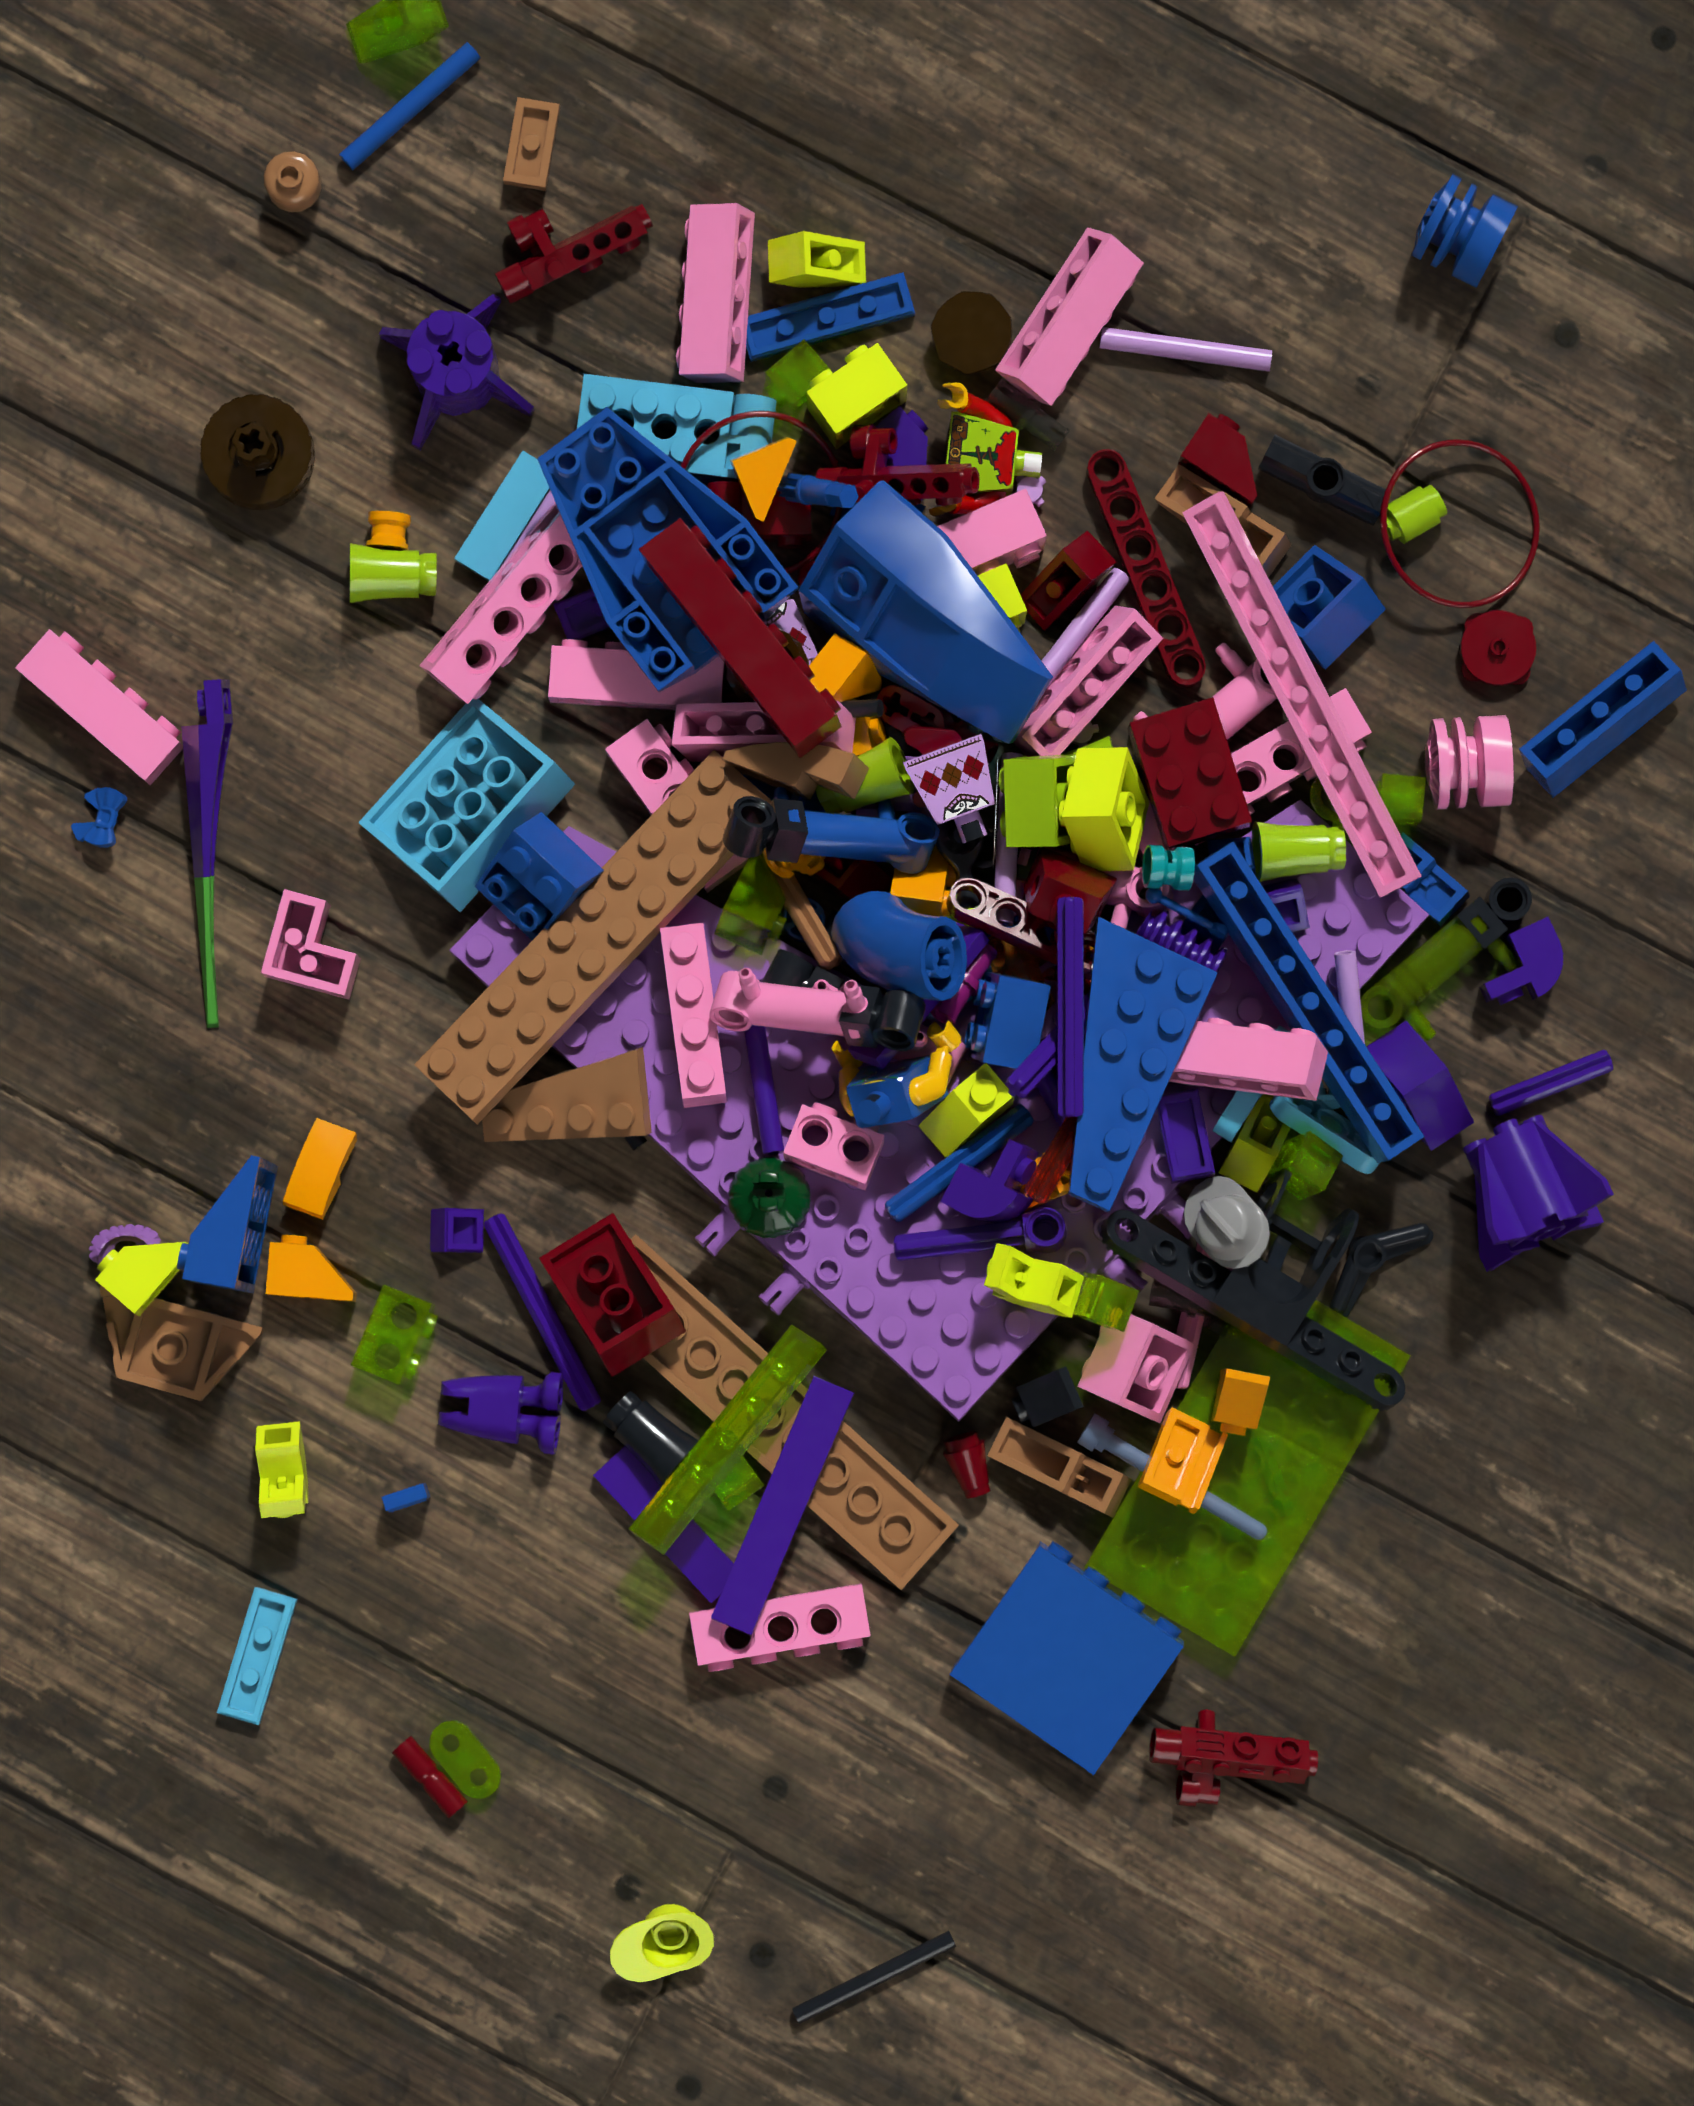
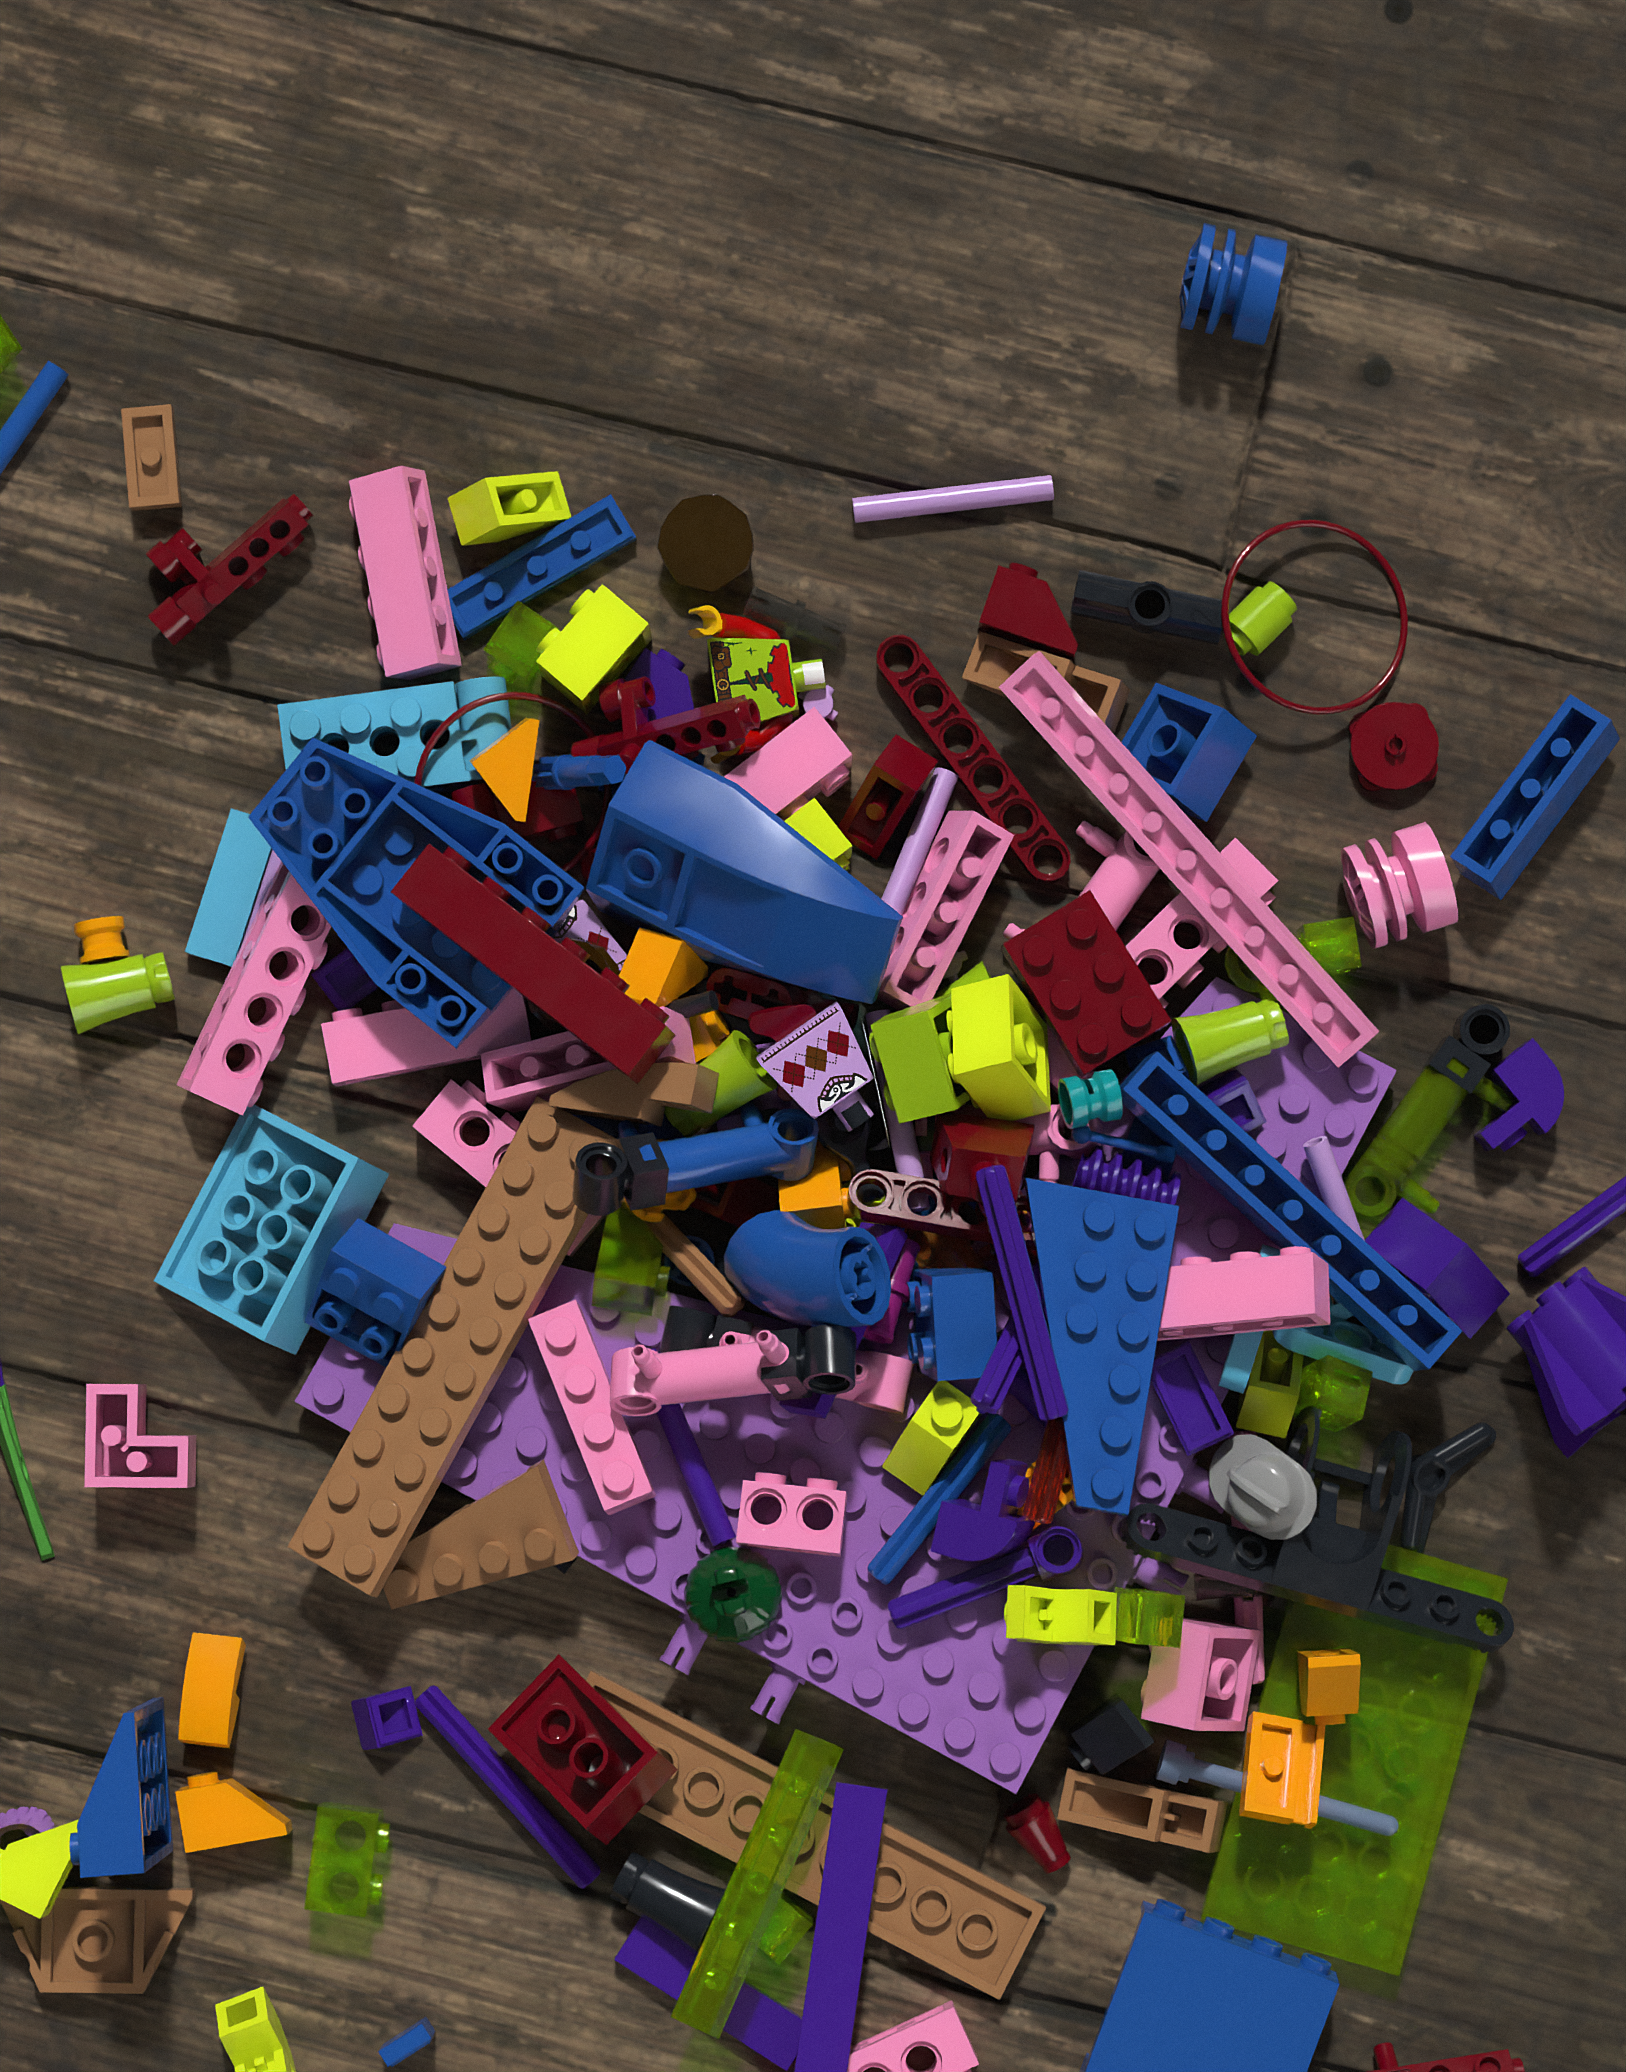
camera: 15 degrees left, 0 degrees up
(440, 379) = (125, 757): dark purple brick -> none
(496, 1408) = (484, 1913): dark purple piece -> none
(902, 1087) = (854, 1432): torso -> none
(1069, 316) = (812, 496): bright pink brick -> none
(1436, 889) = (1399, 1040): blue slope -> none

